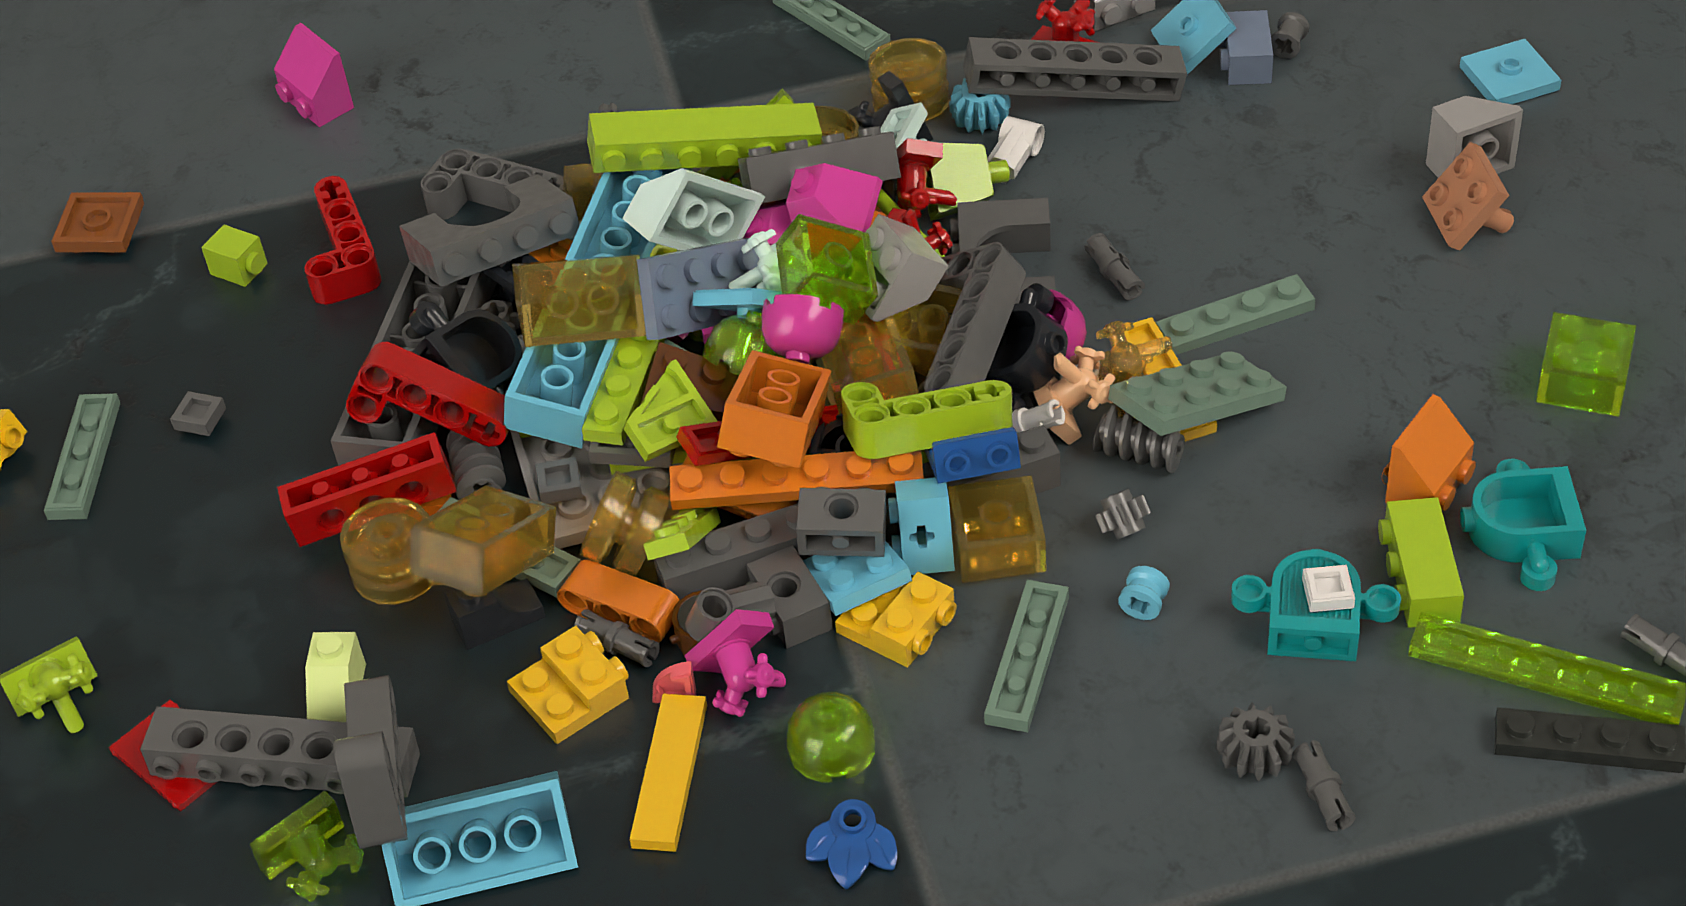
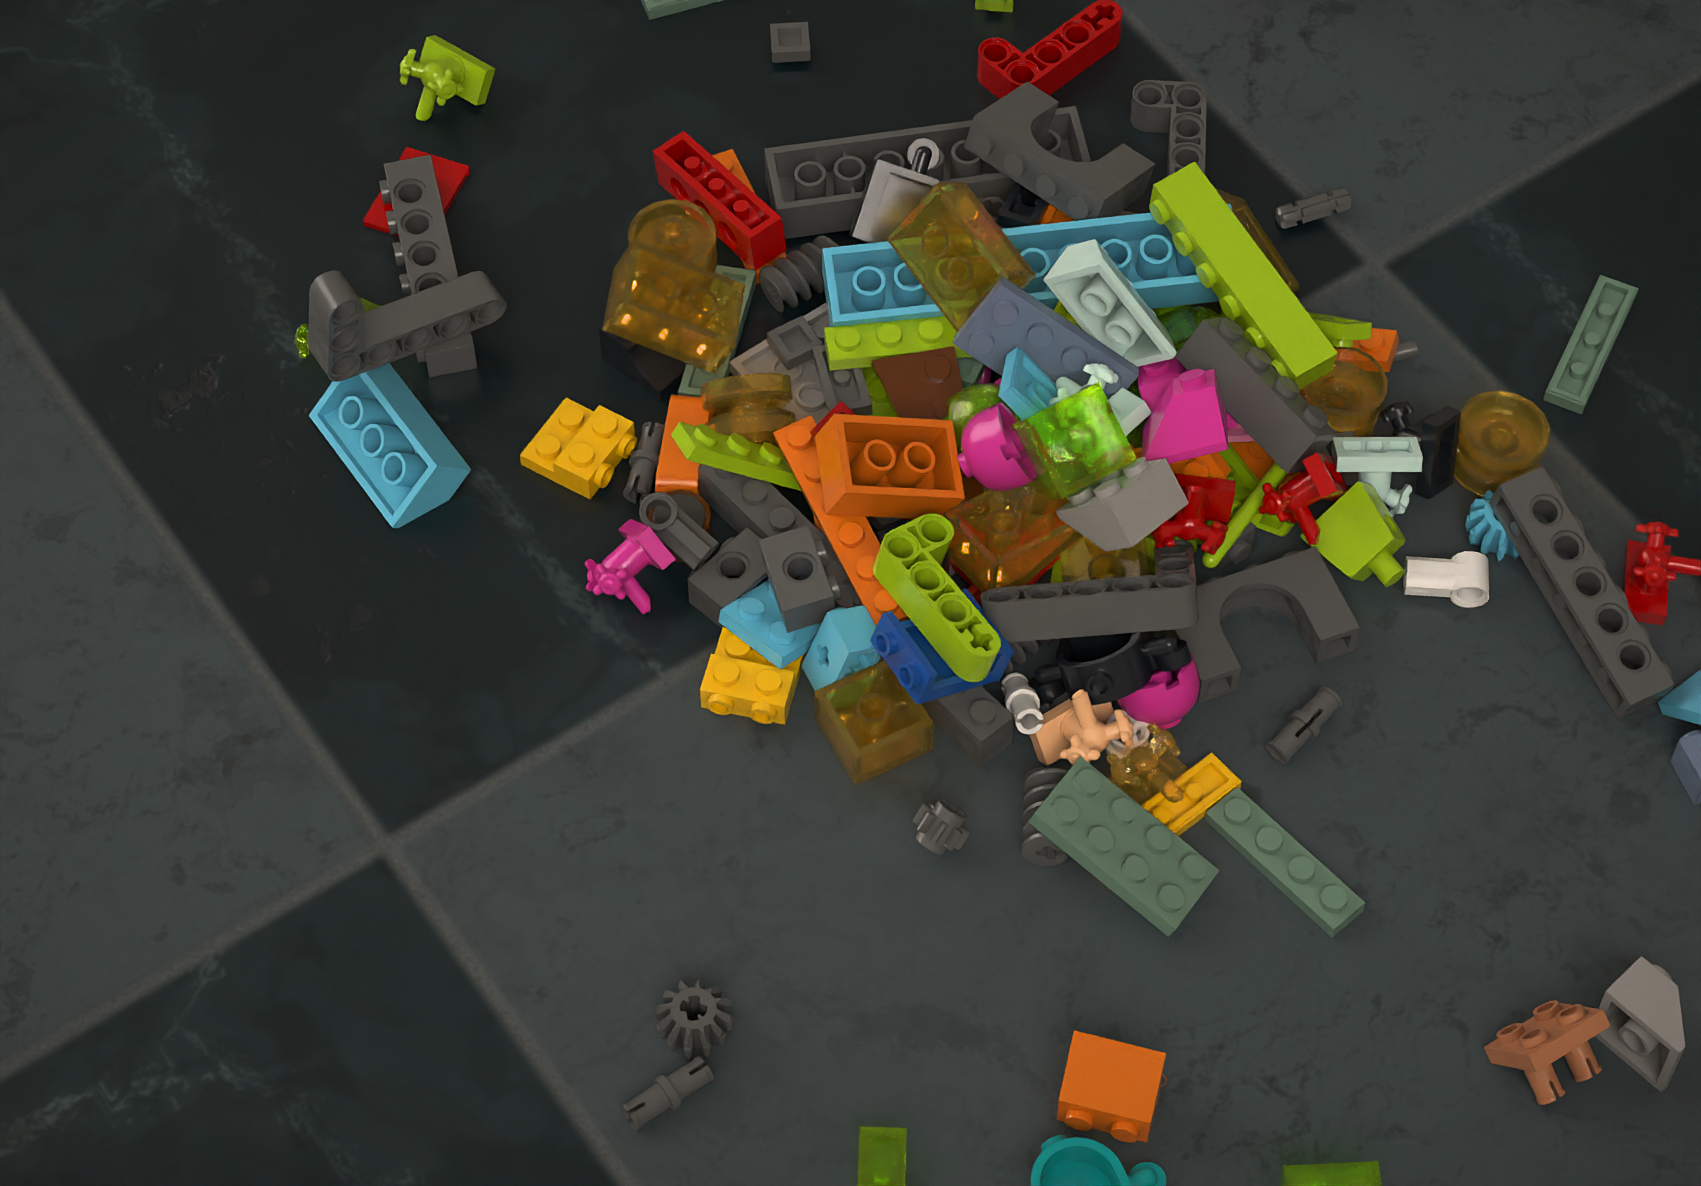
camera: 65 degrees right, 10 degrees up
(331, 662) = (524, 267): yellowish green slope -> none
(428, 391) = (824, 164): red beam -> none
(664, 410) = (865, 385): lime wing -> none
(668, 773) = (512, 557): yellow tile -> none
(674, 680) = (605, 528): coral tile -> none
(830, 737) = (588, 668): clear neon green cylinder -> none
(852, 848) = (472, 724): blue plate -> none
(1026, 656) = (738, 797): sand green plate -> none
(1144, 592) = (847, 874): medium azure wheel -> none
(1309, 634) = (884, 1027): teal piece -> none
(1328, 588) = (886, 1027): white tile -> none
(1421, 559) = (979, 1115): lime brick -> none

